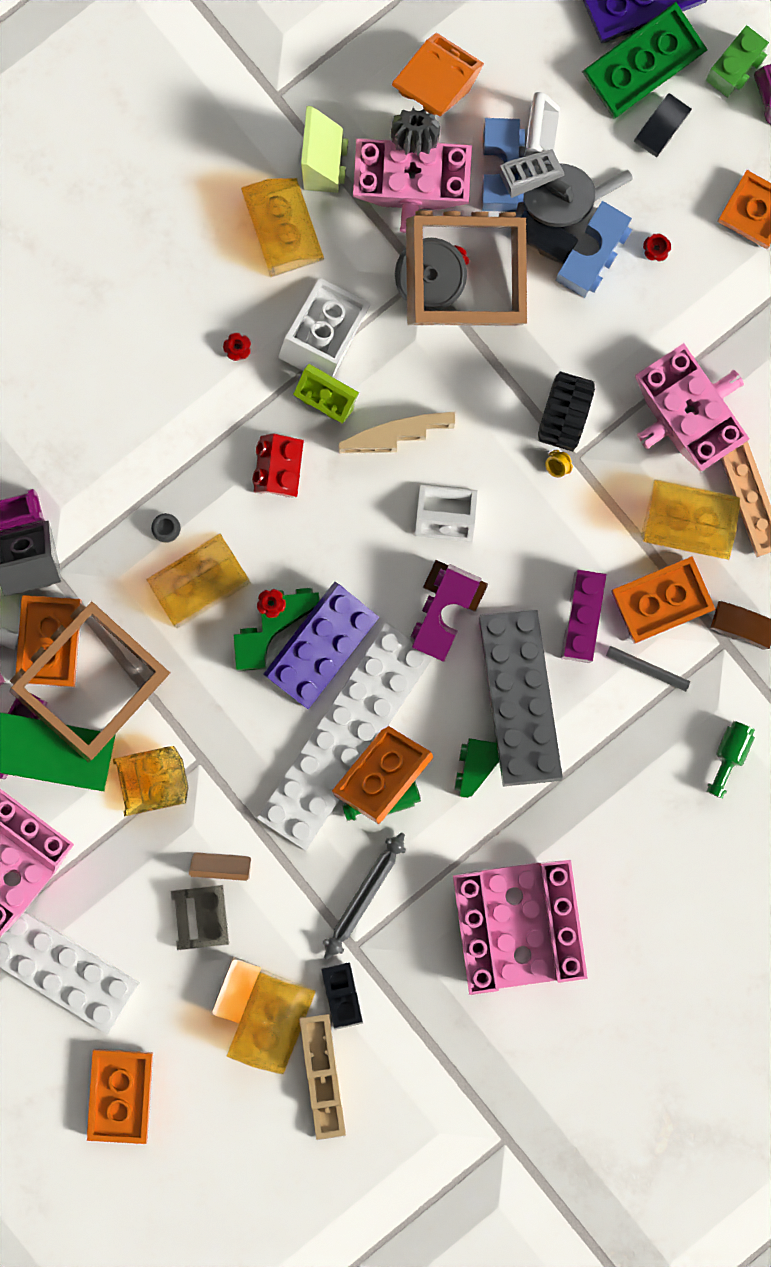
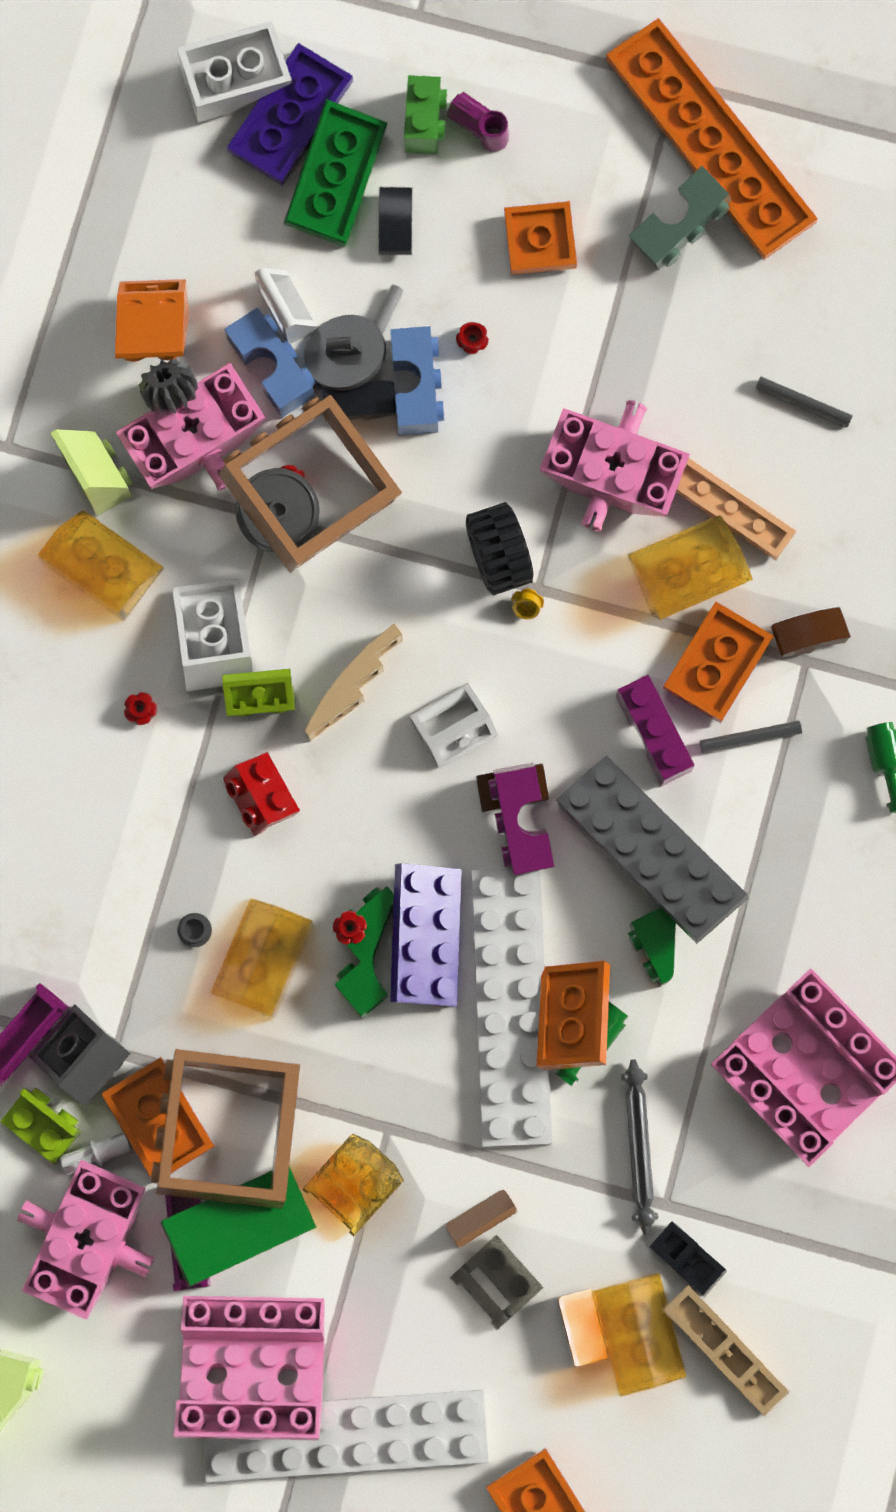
camera: 30 degrees left, 5 degrees down
(526, 184) = (300, 374): light grey slope -> none

